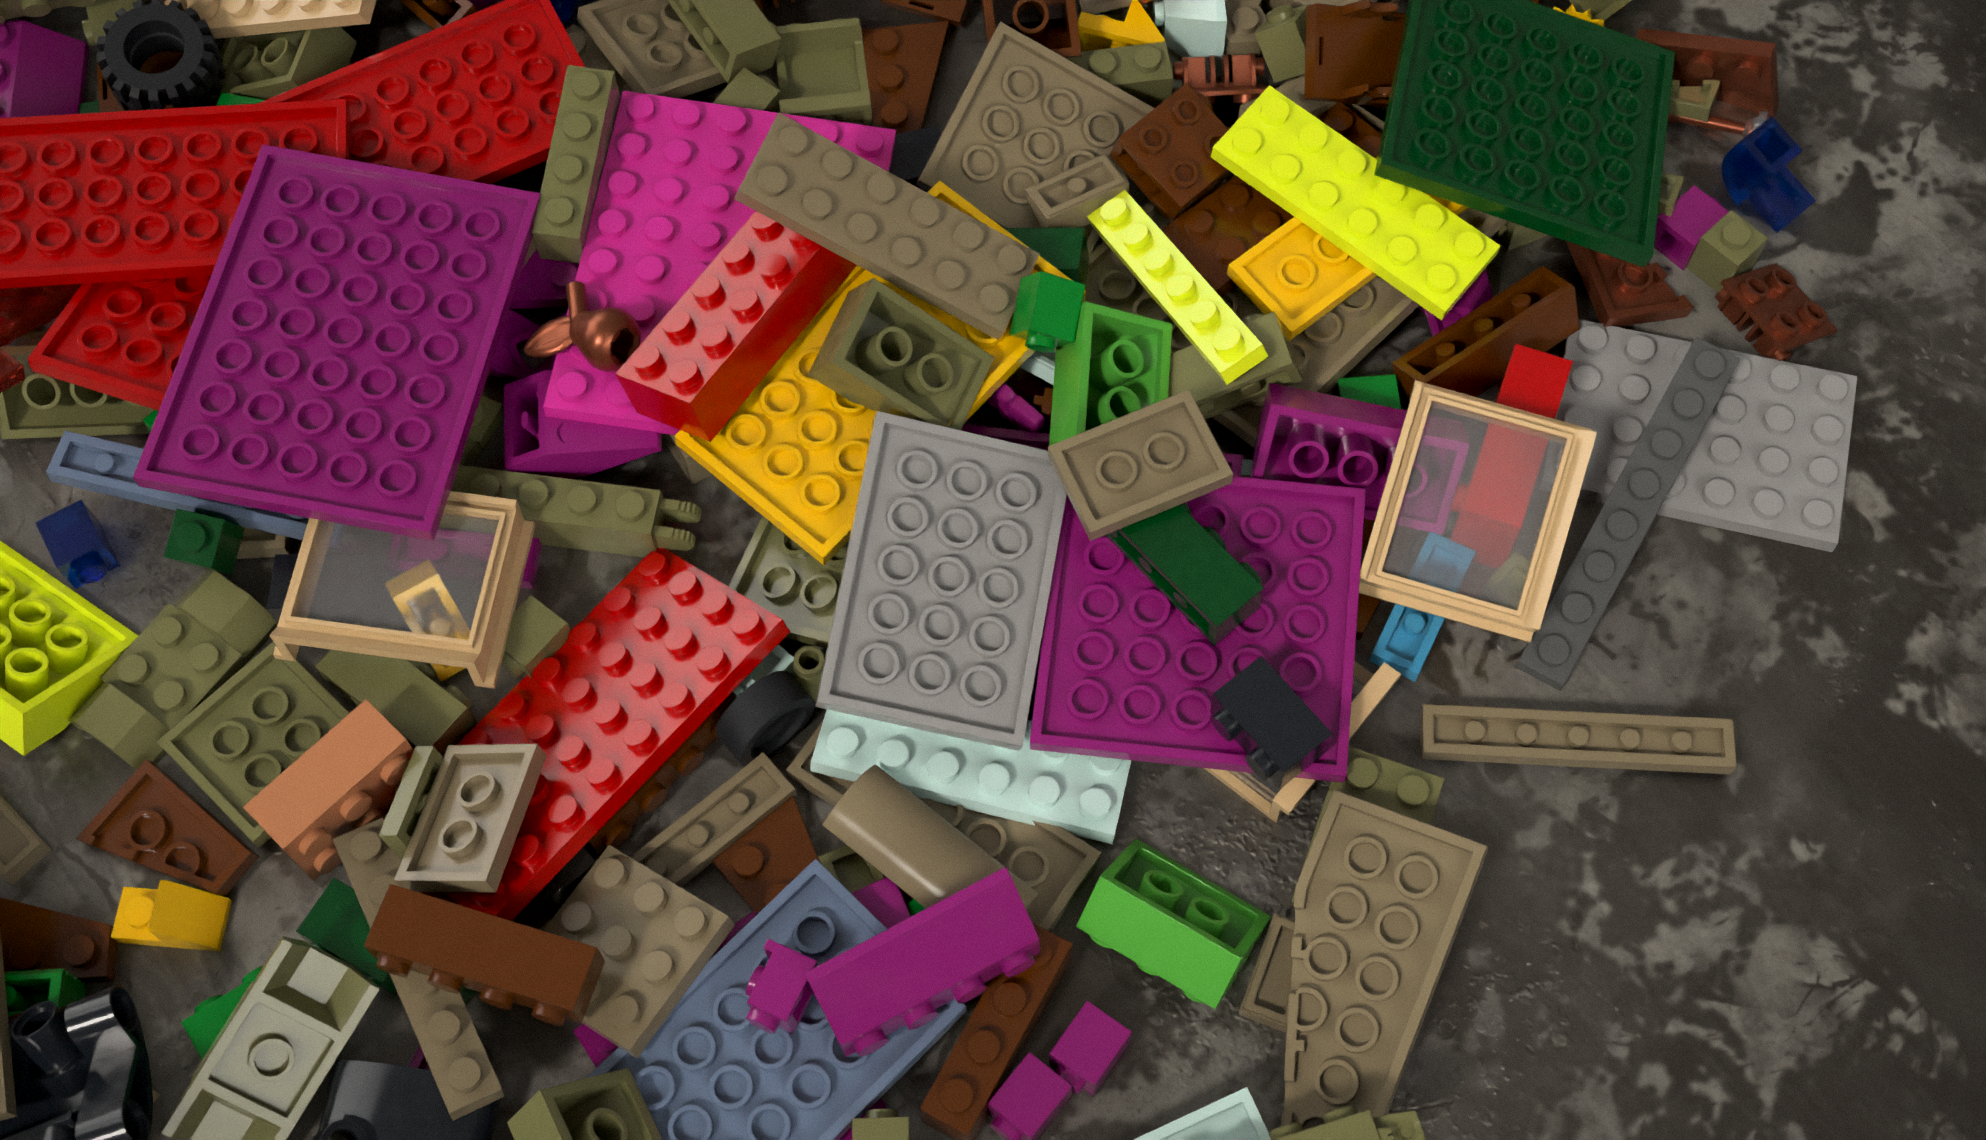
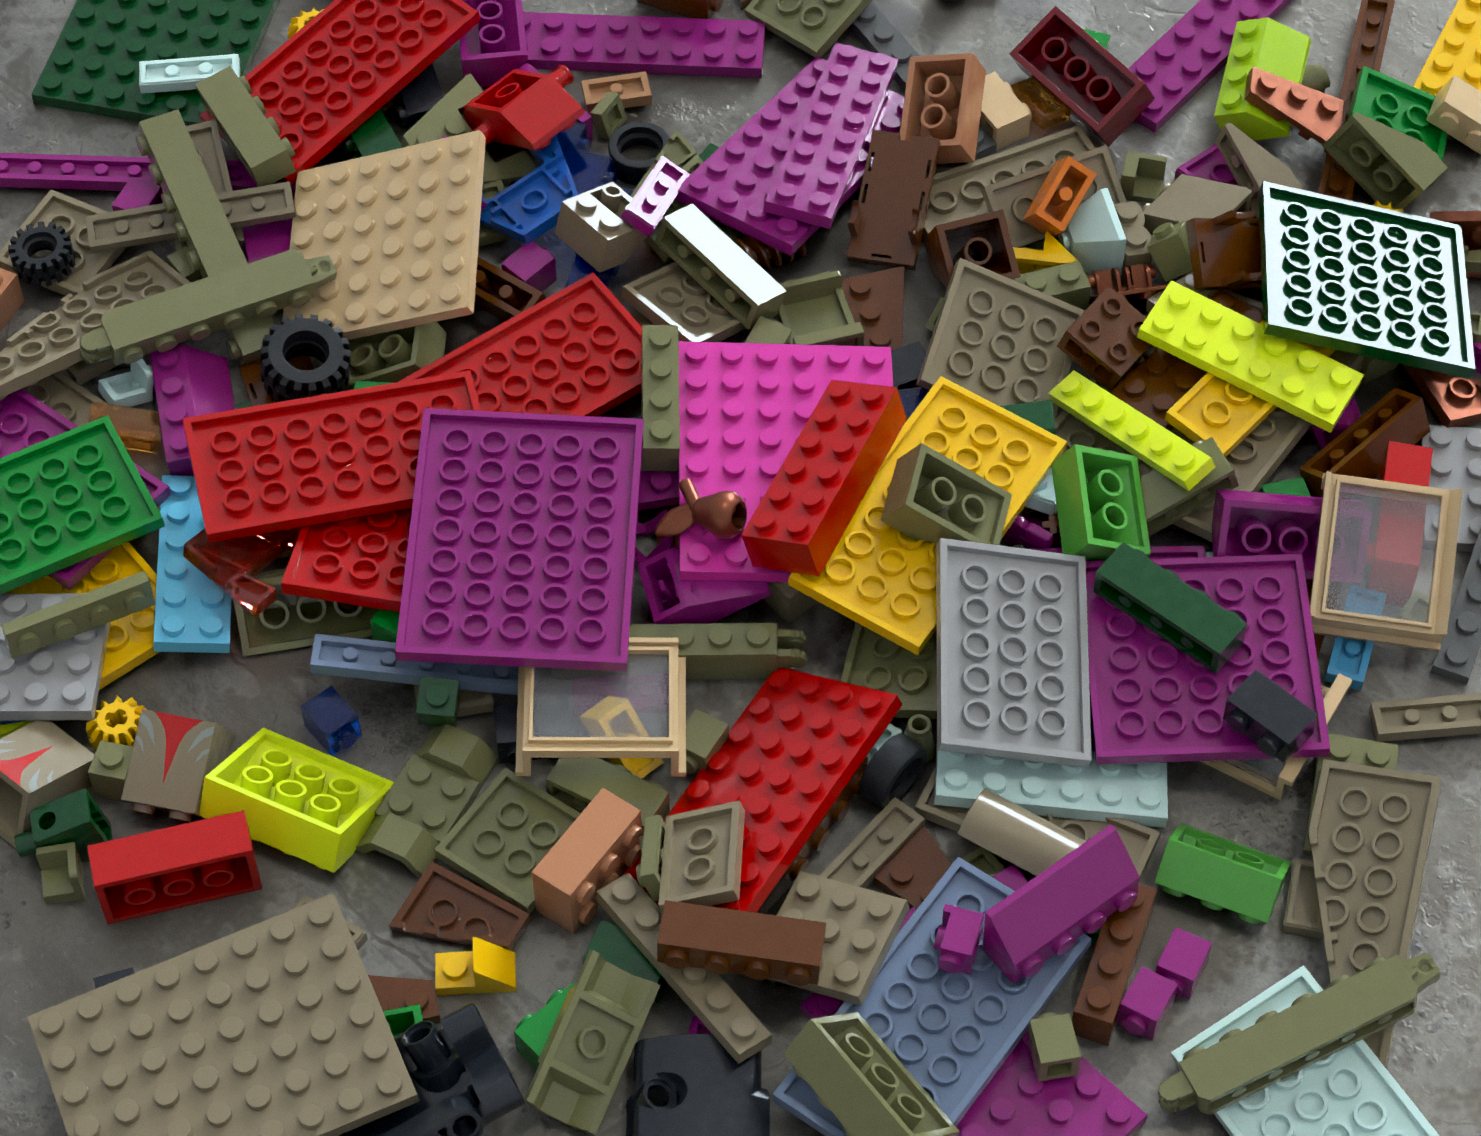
camera: 10 degrees left, 10 degrees down
(886, 226) = (919, 408): dark tan plate -> none
(1046, 311) = (1046, 455): green brick -> none
(1076, 193) = (1037, 376): dark tan slope -> none
(1140, 465) = (1141, 550): dark tan plate -> none

